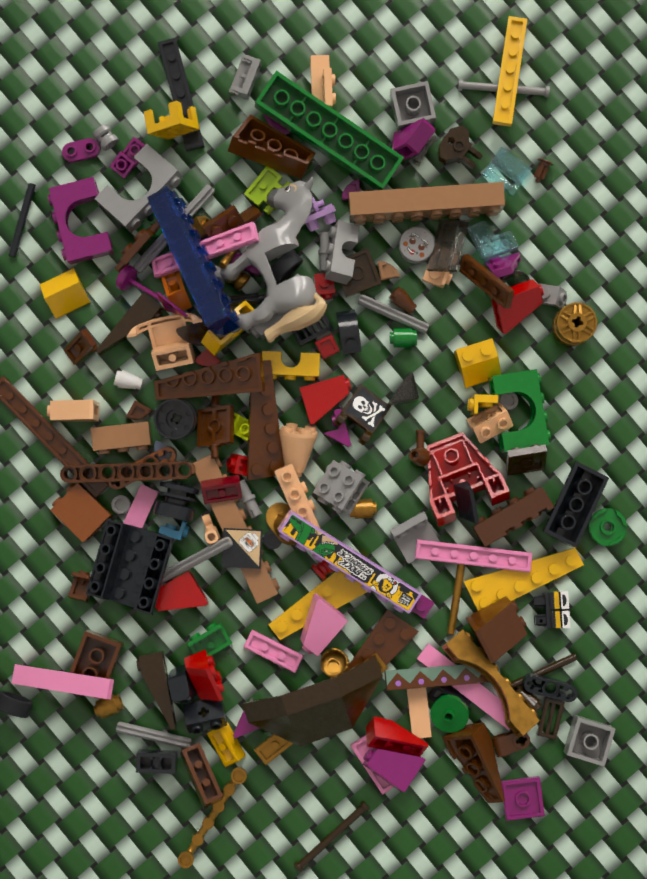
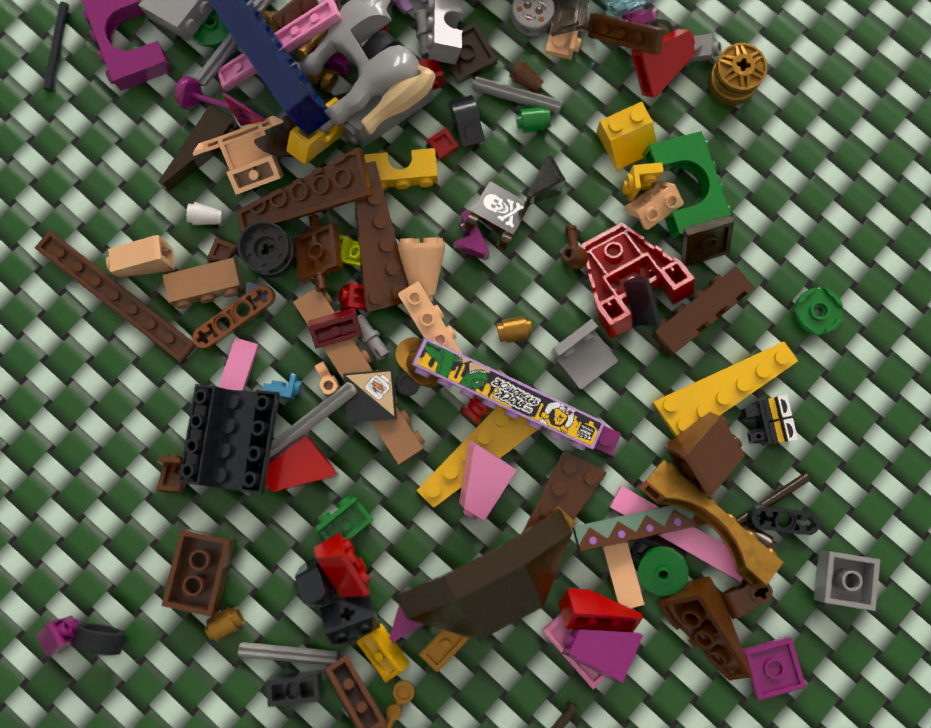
camera: 10 degrees left, 5 degrees down
(63, 681) = (159, 599): bright pink tile -> none
(64, 293) = (116, 124): yellow slope -> none
(80, 347) = (141, 181): reddish brown slope -> none
(80, 512) = (162, 382): dark orange brick -> none
(118, 471) = (202, 321): reddish brown beam -> none
(121, 504) = (212, 367): light grey tile -> none
(132, 249) = (196, 49): reddish brown plate -> none
(155, 675) = (279, 574): dark brown slope -> none
(176, 290) = (248, 95): orange slope -> none
(176, 501) = (280, 348): black wheel -> none
(207, 359) = (297, 171): red tile -> none
(273, 651) = (427, 523): bright pink tile -> none
(298, 337) = (403, 127): black slope -> none
(324, 396) = (446, 201): red slope -> none
(334, 662) = (506, 525): pearl gold hair -> none
(341, 487) = (484, 305): light grey brick -> none
(387, 271) = (502, 47): medium nougat tile -> none
(456, 599) = (646, 422): pearl gold bar -> none
(473, 555) = (660, 367): bright pink tile -> none
(509, 401) = (673, 176): light grey tile -> none
(543, 715) = (789, 559): dark brown tile -> none
(575, 504) = (778, 286): black slope -> none

